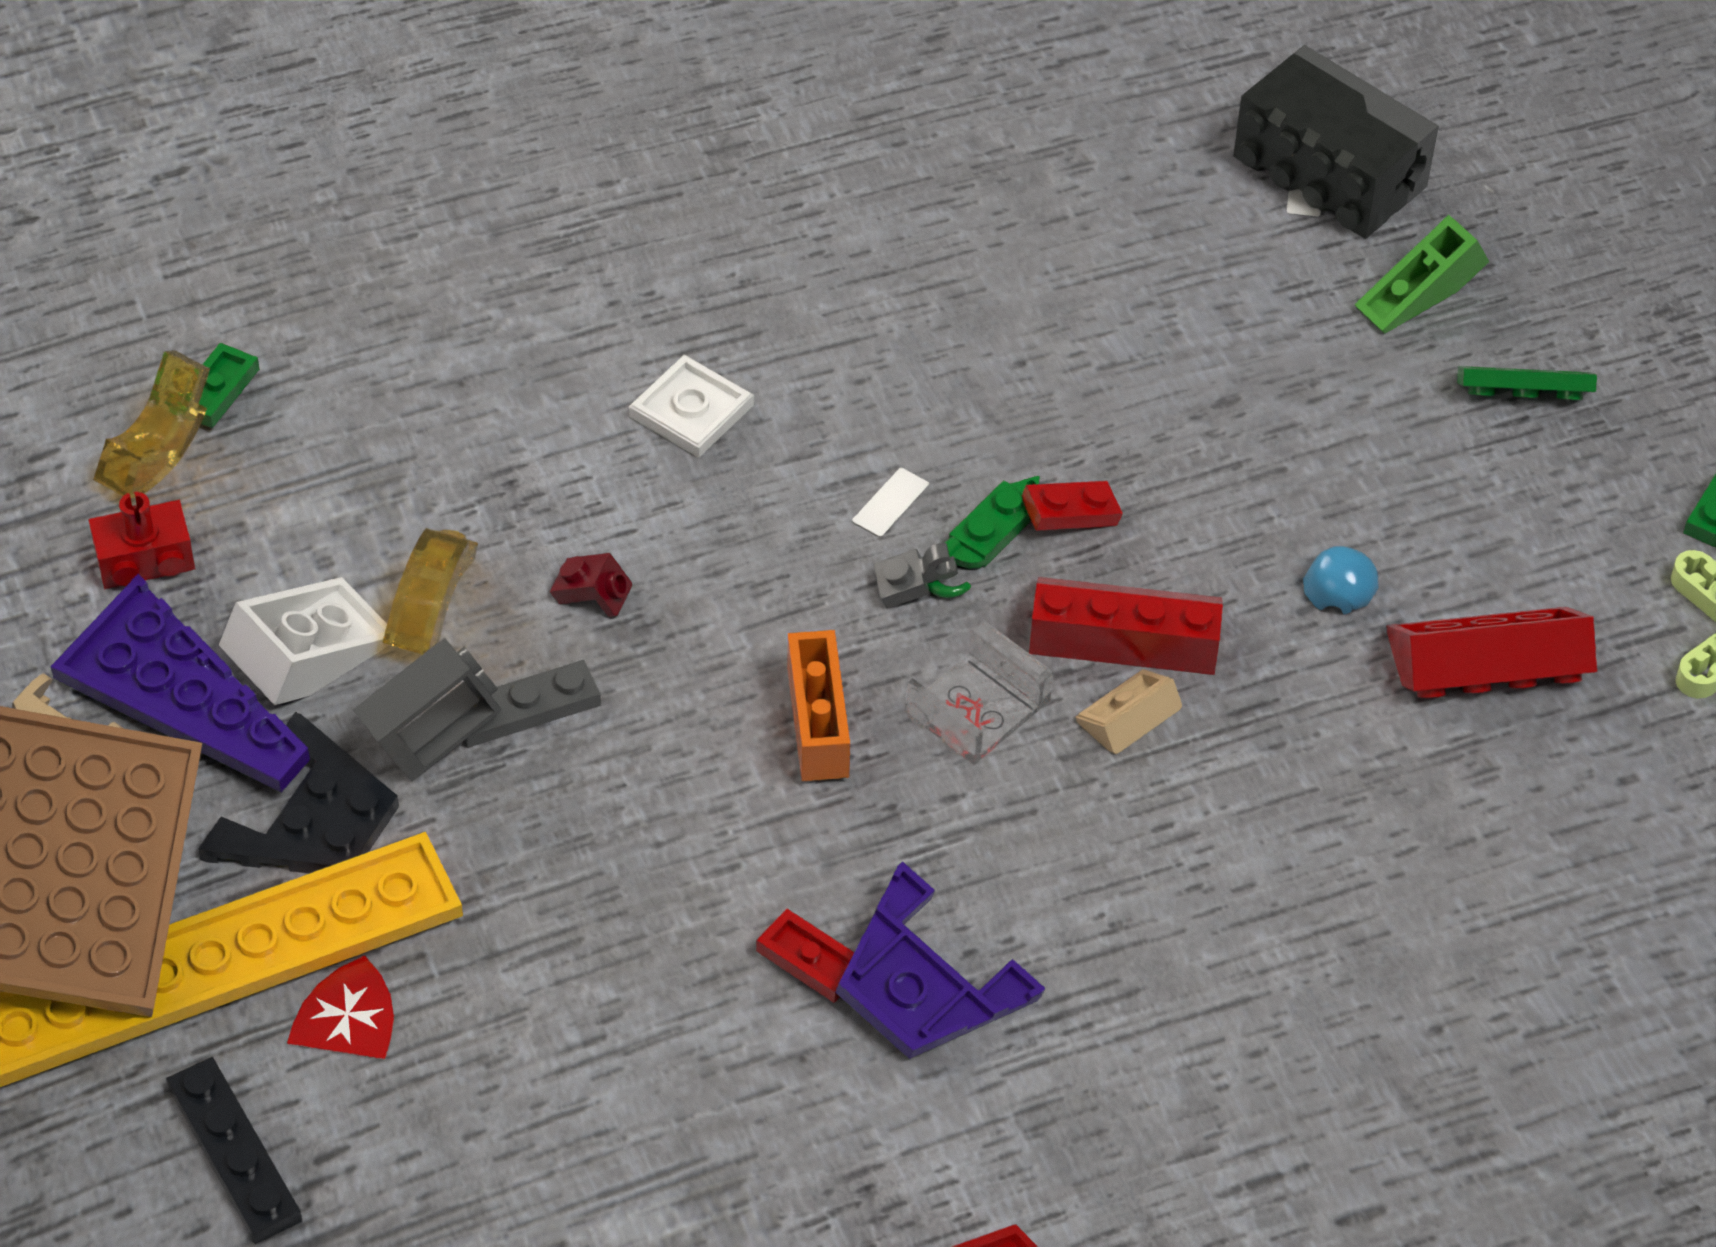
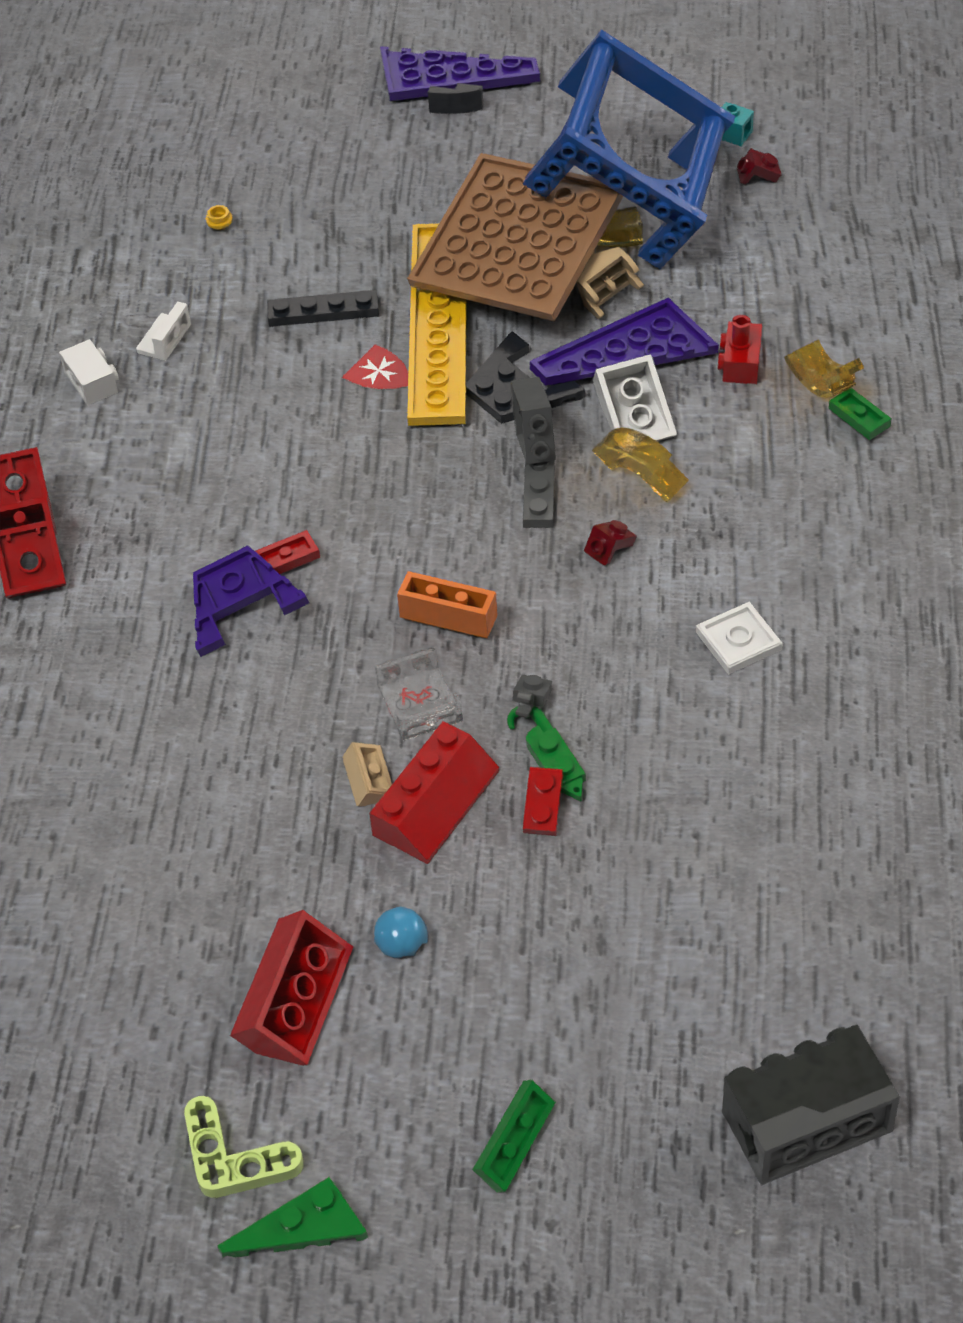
camera: 120 degrees right, 0 degrees up
(890, 502) = (607, 717): white sticker -> none
(1425, 276) = (649, 1117): bright green slope -> none

